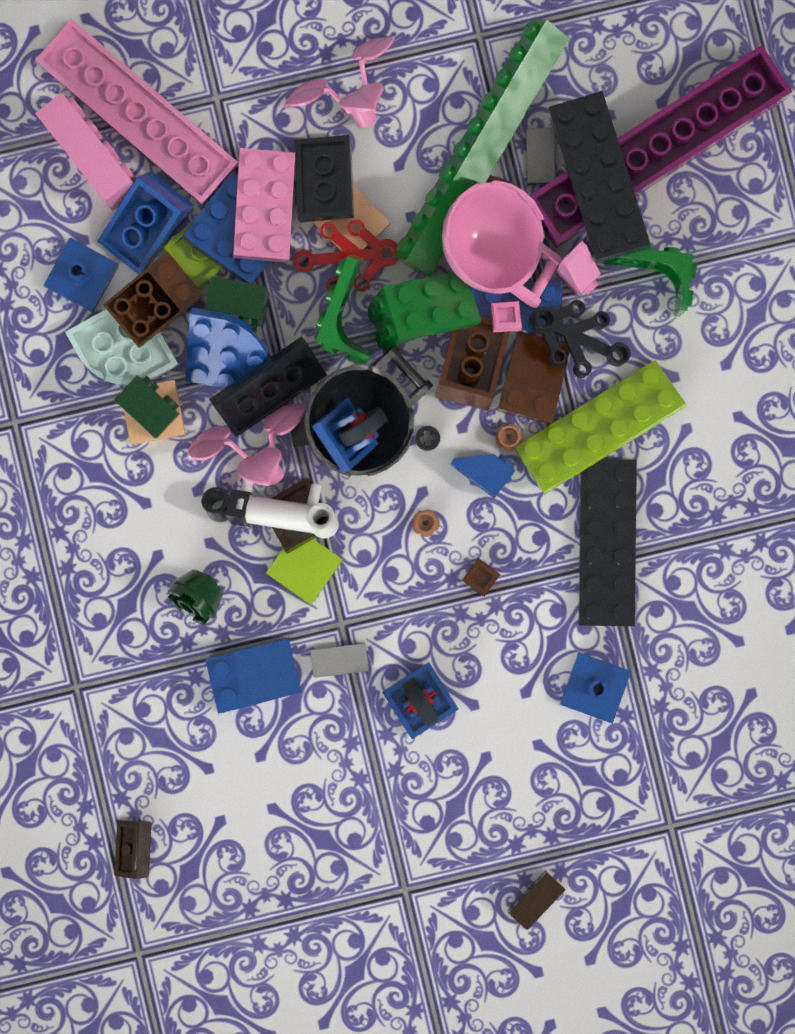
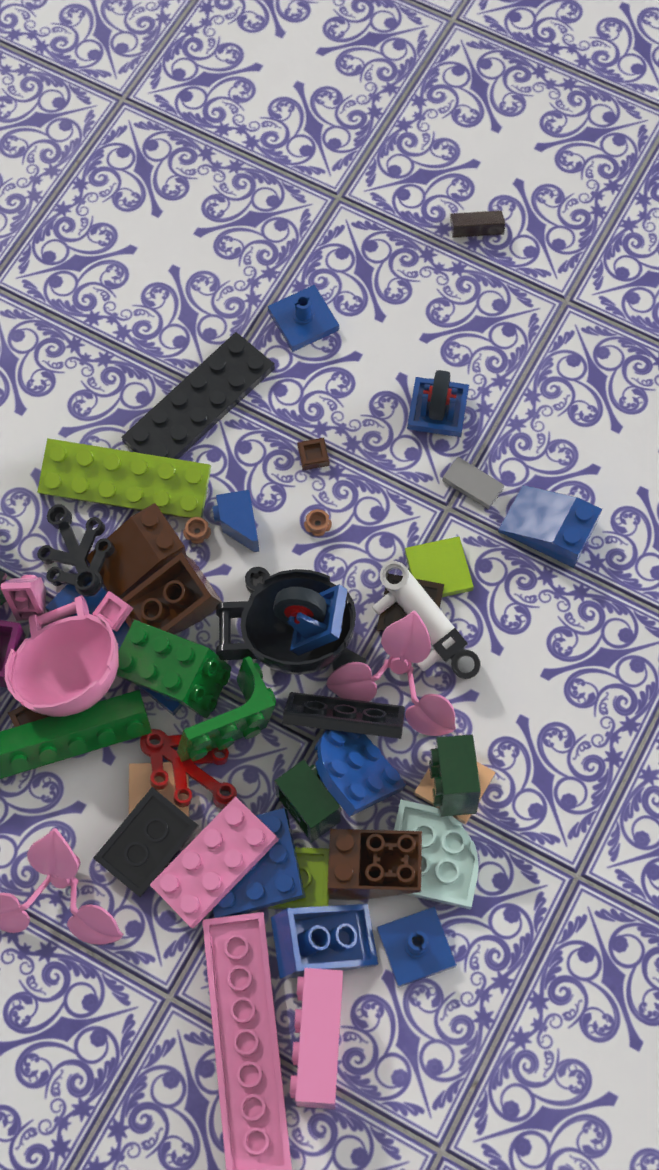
camera: 140 degrees left, 20 degrees down
(197, 595) = (543, 609): dark green cone -> none

